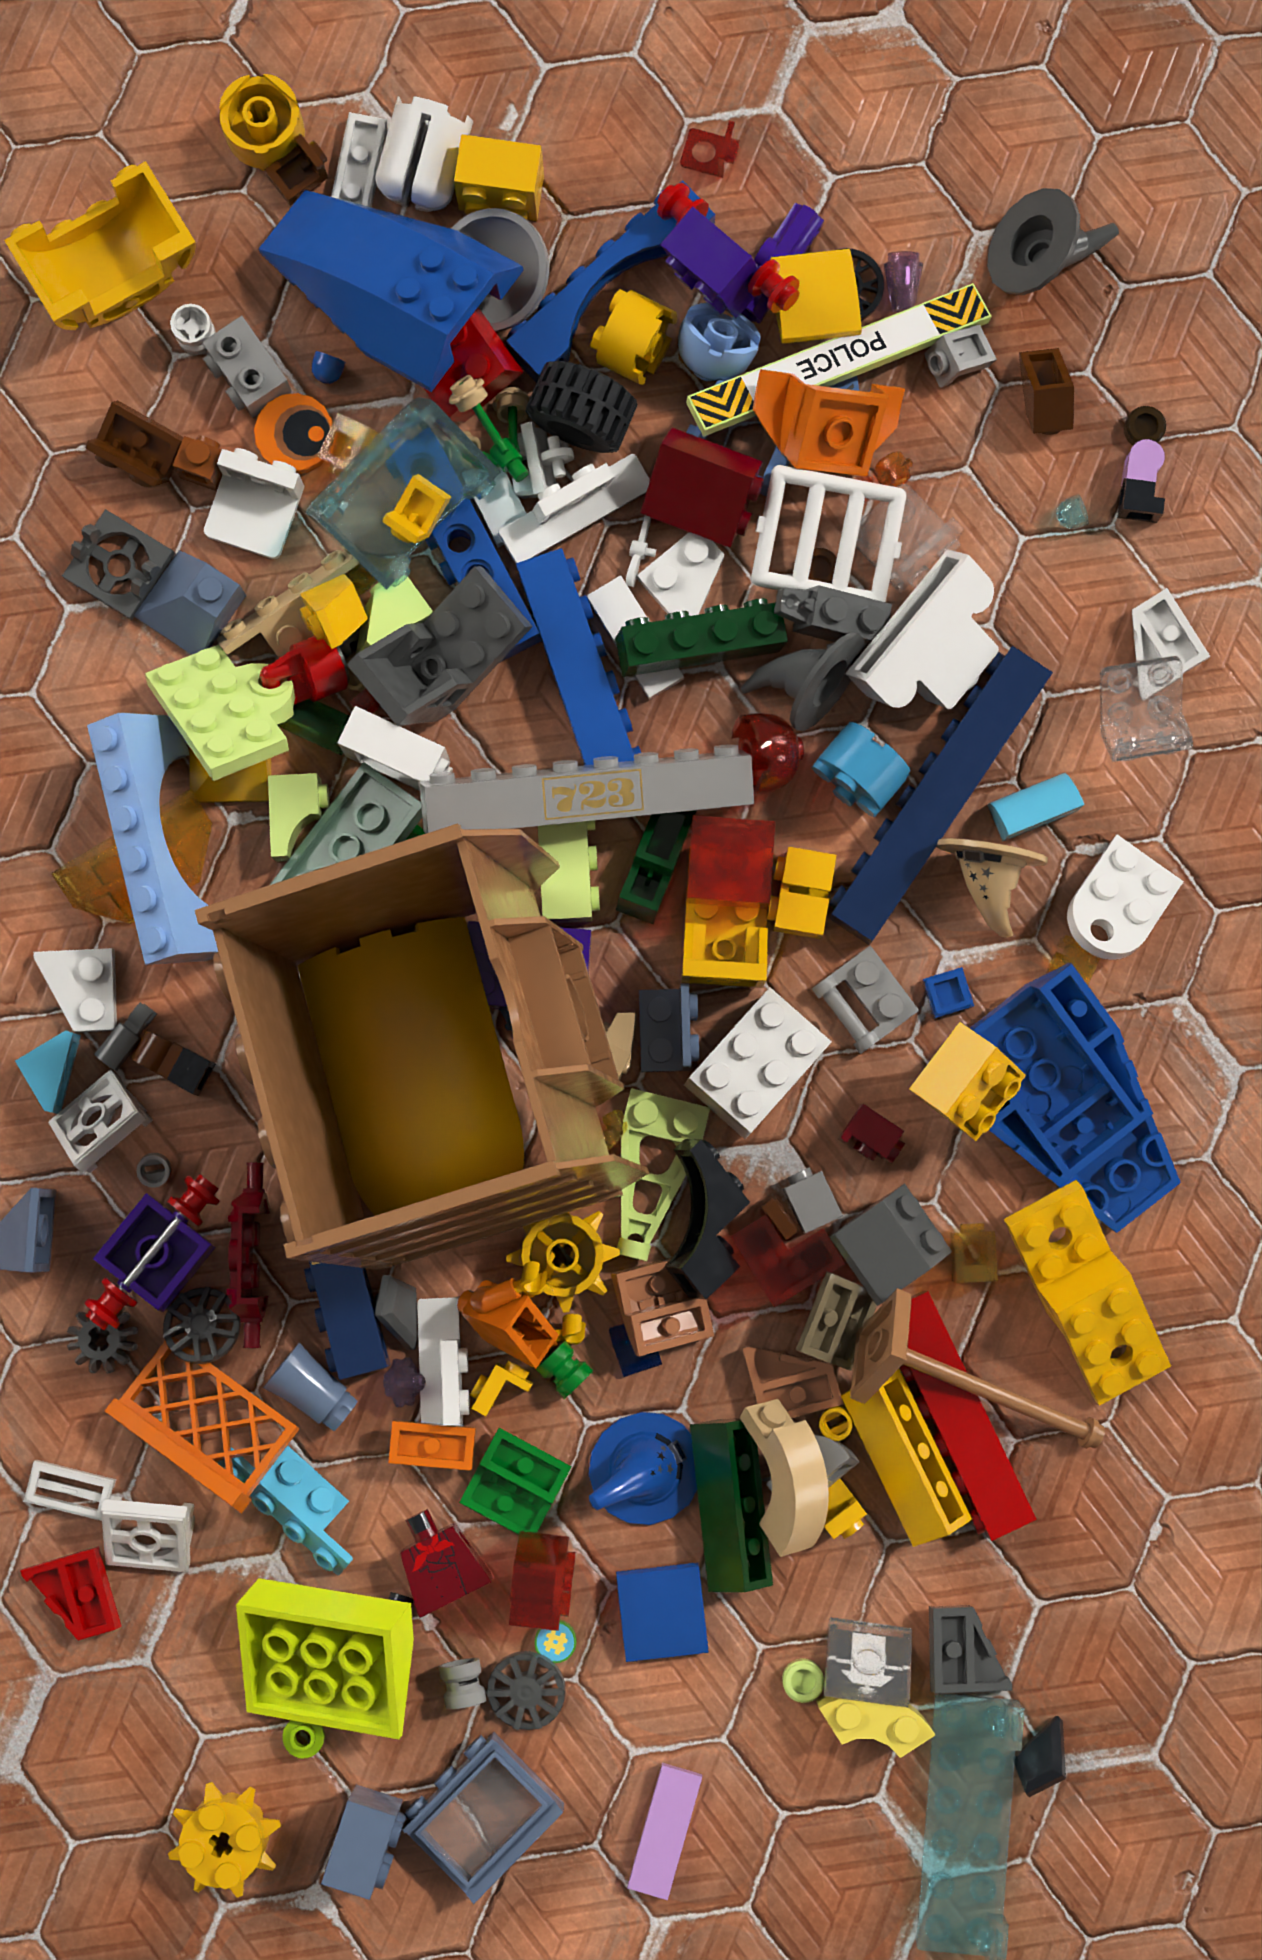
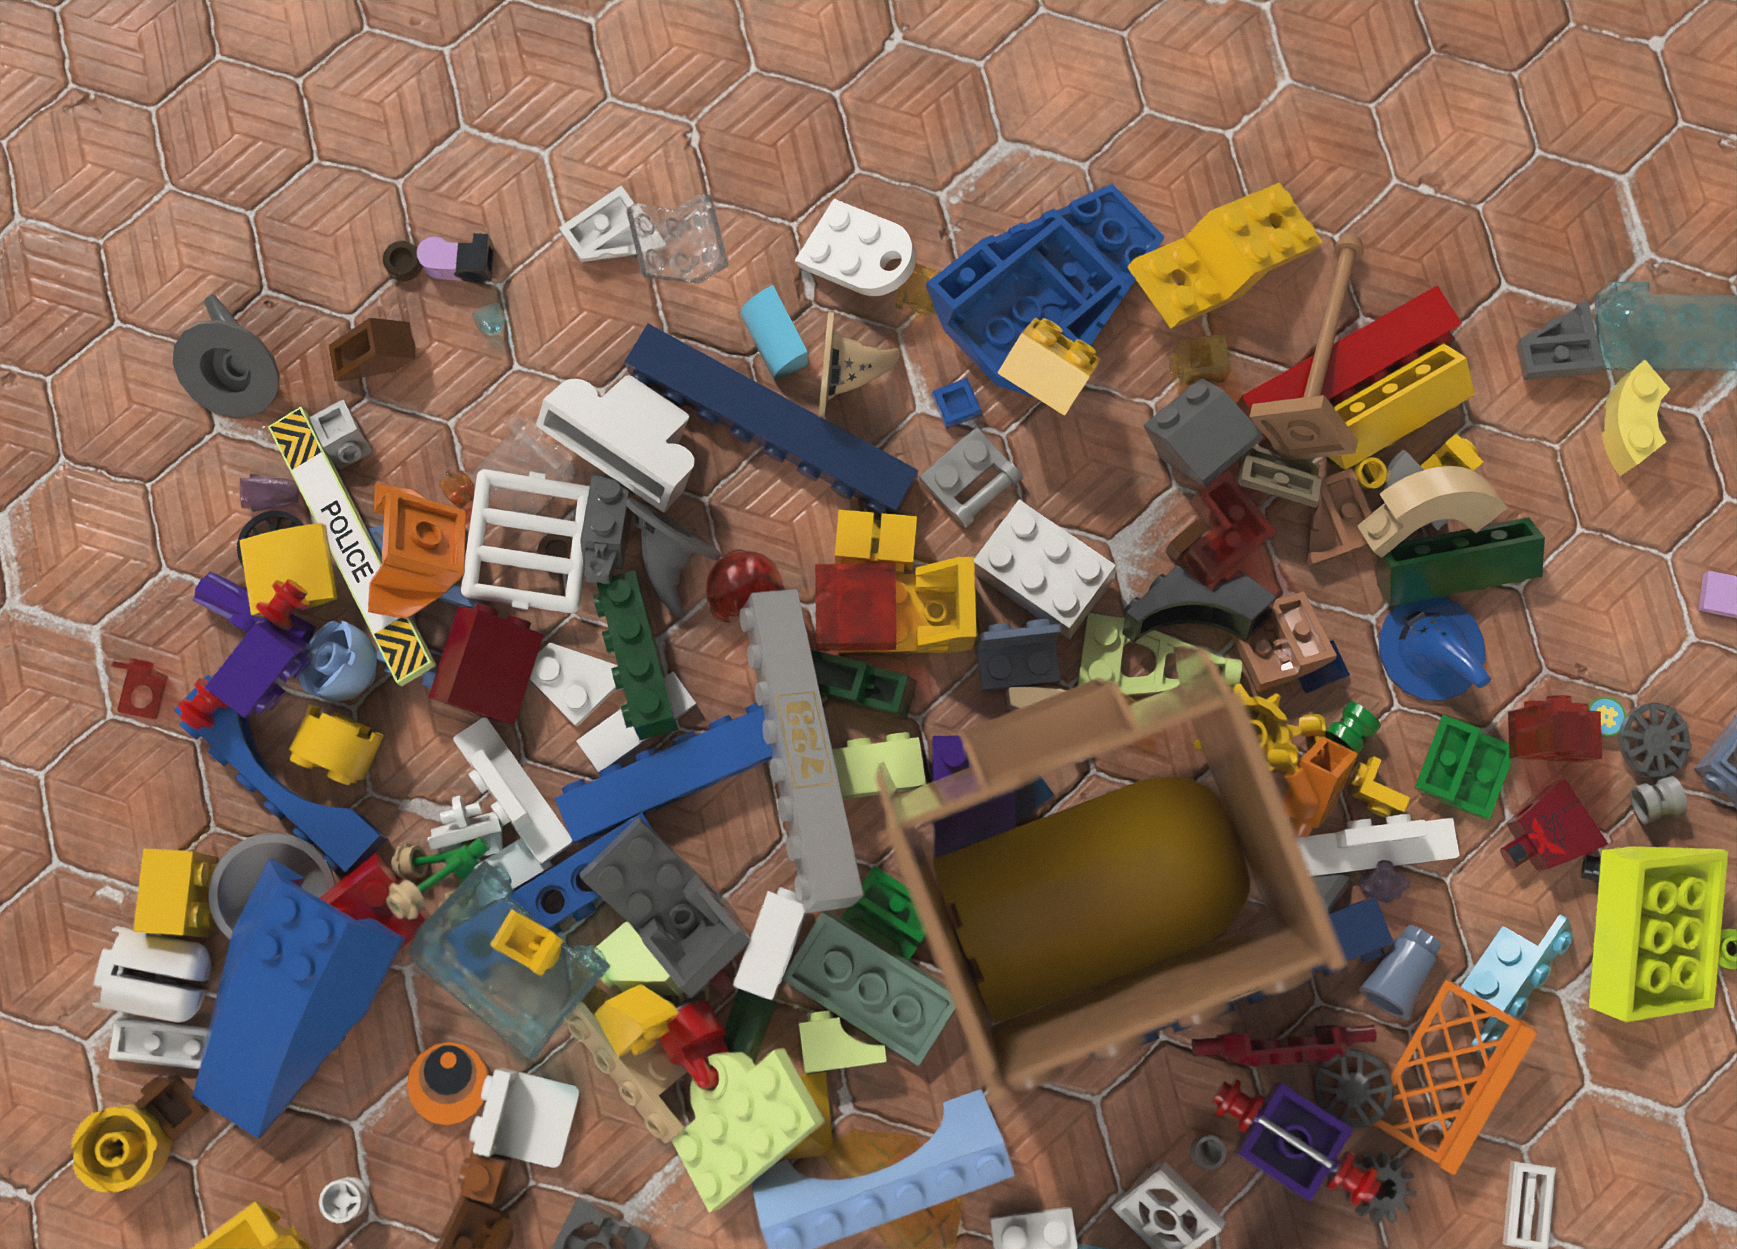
camera: 100 degrees left, 5 degrees down
(78, 1592) = (1627, 1187): red wing -> none
(125, 1037) = (1079, 1196): dark grey bar -> none
(141, 1555) = (1580, 1102): white piece -> none
(173, 1062) = (1098, 1144): leg -> none
(190, 603) = (631, 1174): sand blue slope -> none
(245, 366) = (381, 1140): light grey brick -> none
(327, 367) = (379, 1055): blue hinge -> none
(344, 442) = (453, 1031): clear yellow brick -> none
(432, 1445) = (1443, 848): orange plate -> none
(581, 406) = (410, 789): black tyre -> none
(639, 551) = (549, 725): white piece -> none
(662, 1612) = (1564, 619): blue slope -> none
(803, 1680) = (1605, 487): yellowish green tile -> none
(811, 1200) = (1166, 511): light grey brick -> none
(861, 769) = (754, 492): dark azure brick -> none
(868, 1662) = (1585, 426): clear tile -> none
(873, 1135) = (1098, 460): dark red brick -> none
(1042, 1759) = (1645, 265): black piece -> none

